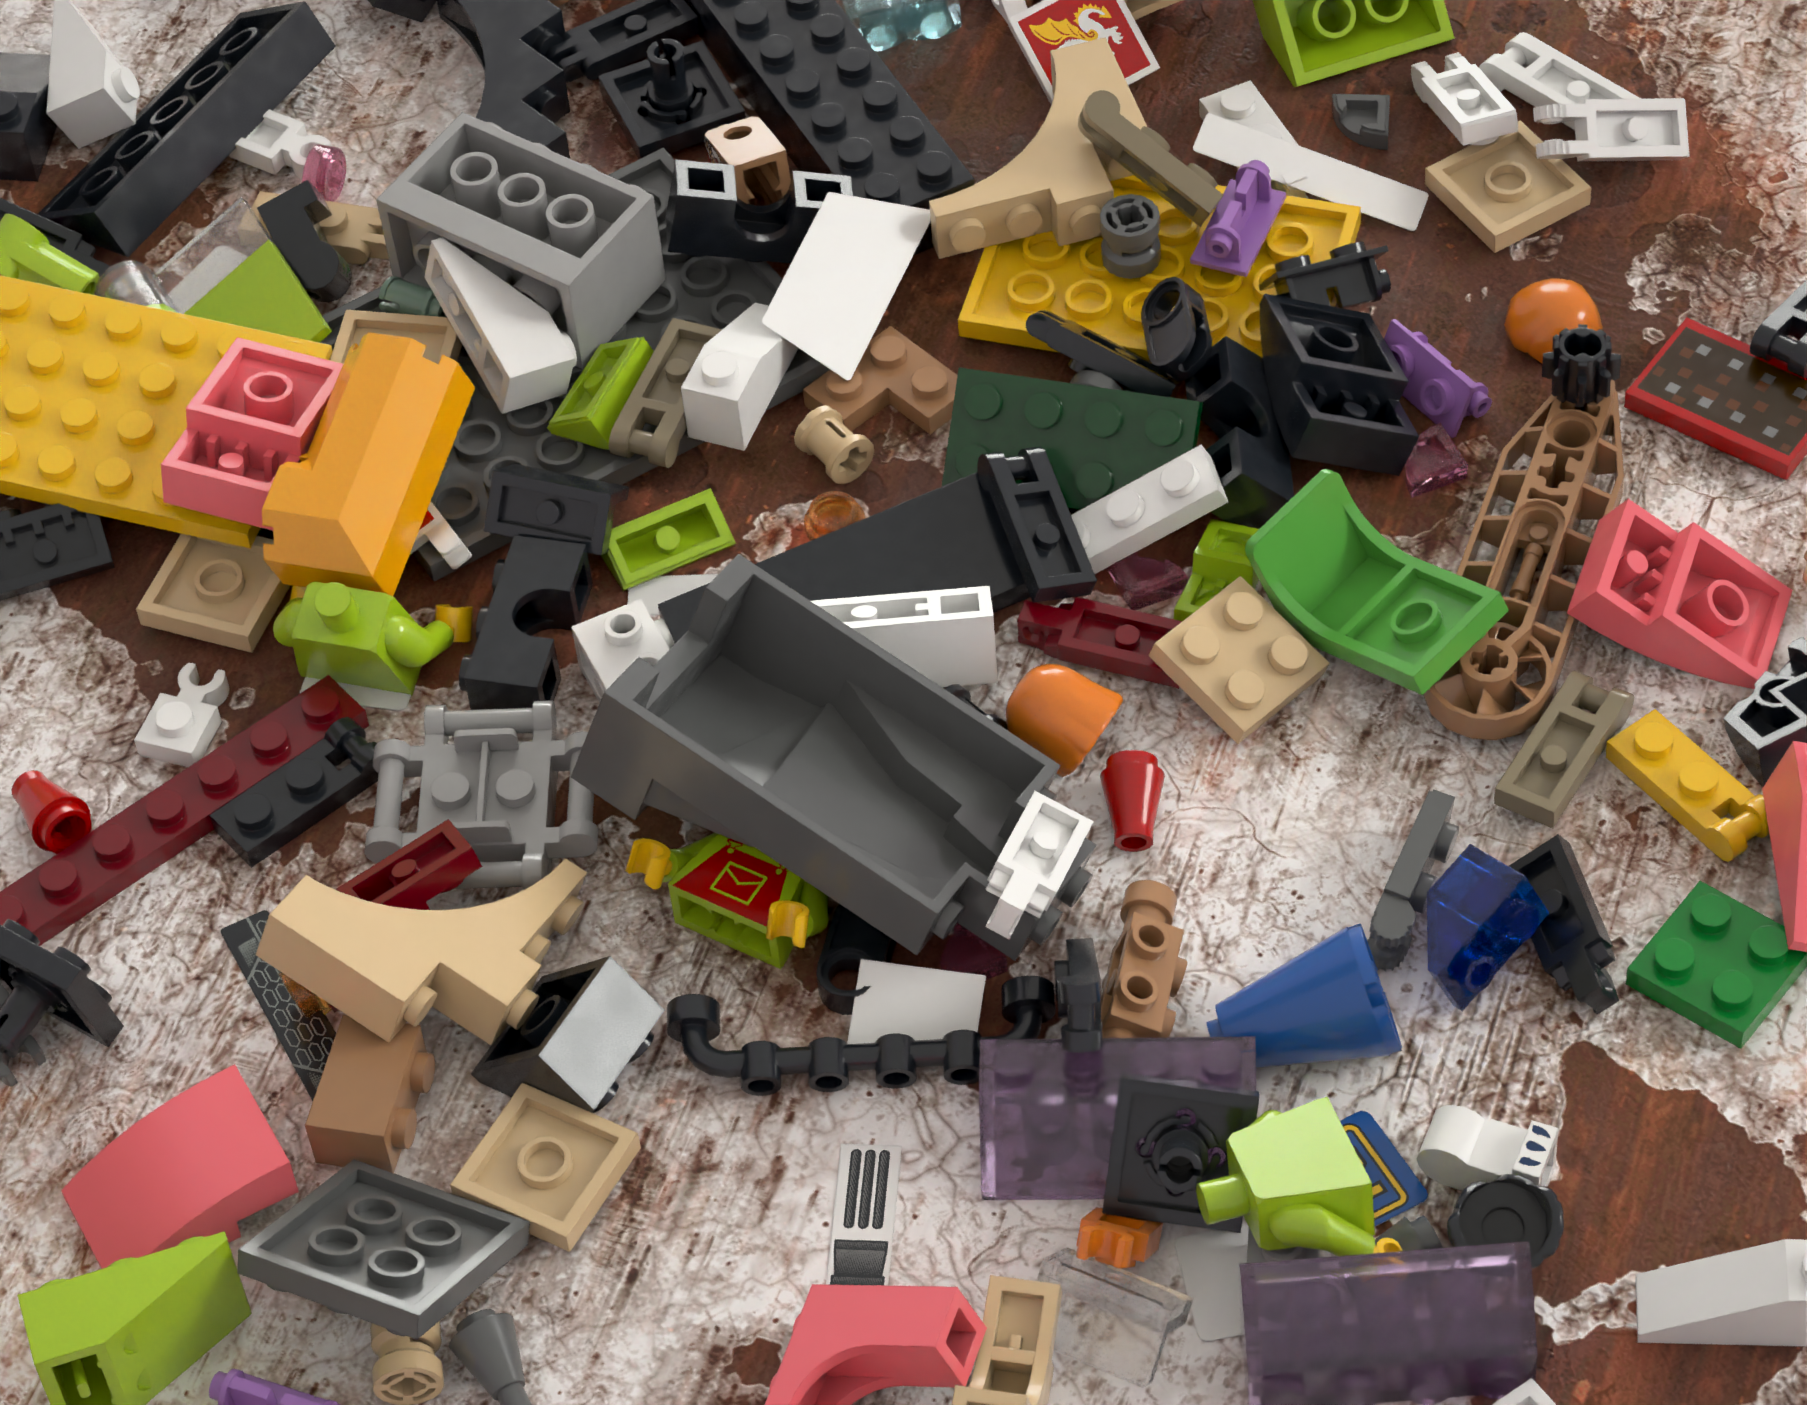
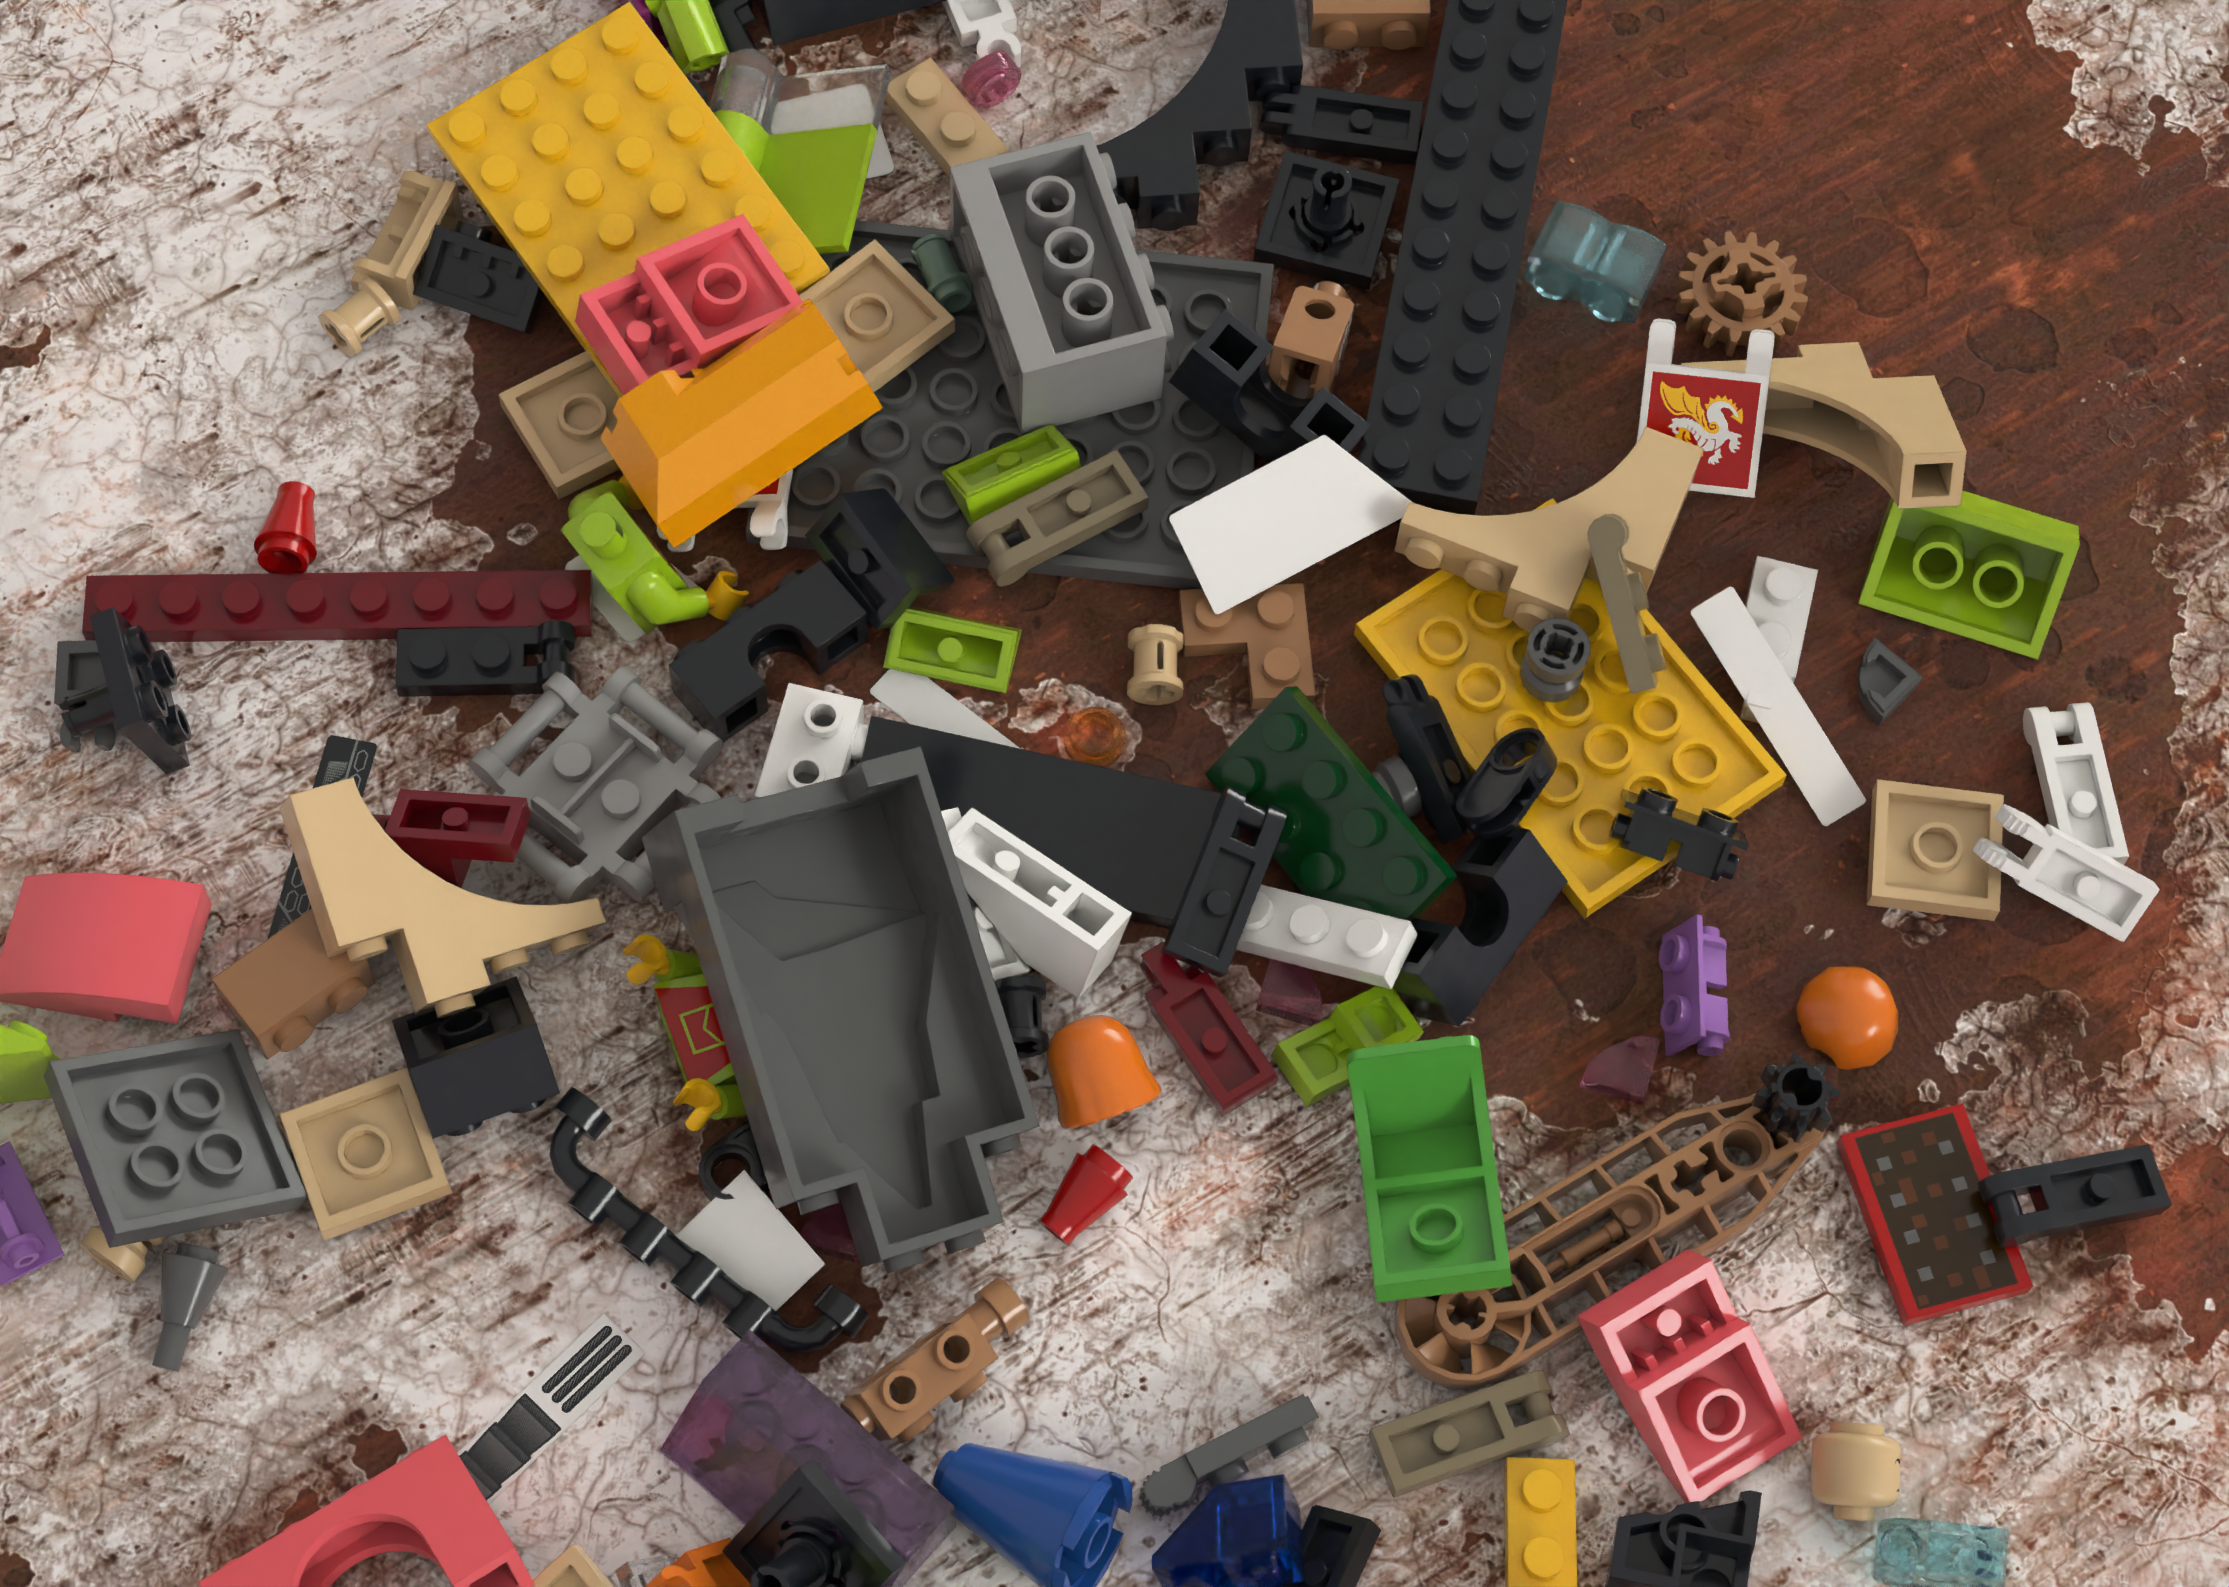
camera: 30 degrees right, 15 degrees up
(183, 725) = (455, 526): white plate -> none
(296, 232) = (910, 143): black leg -> none
(501, 329) = (968, 365): white slope -> none
(735, 380) = (1117, 545): white slope -> none
(1034, 861) = (919, 1210): white hinge -> none
(1079, 997) = (854, 1357): black plate -> none
(1239, 659) = (1282, 1135): tan plate -> none
(1240, 221) = (1660, 717): medium lavender hinge -> none
(1334, 386) = (1594, 937): black slope -> none
(1465, 100) = (1970, 740): white hinge -> none

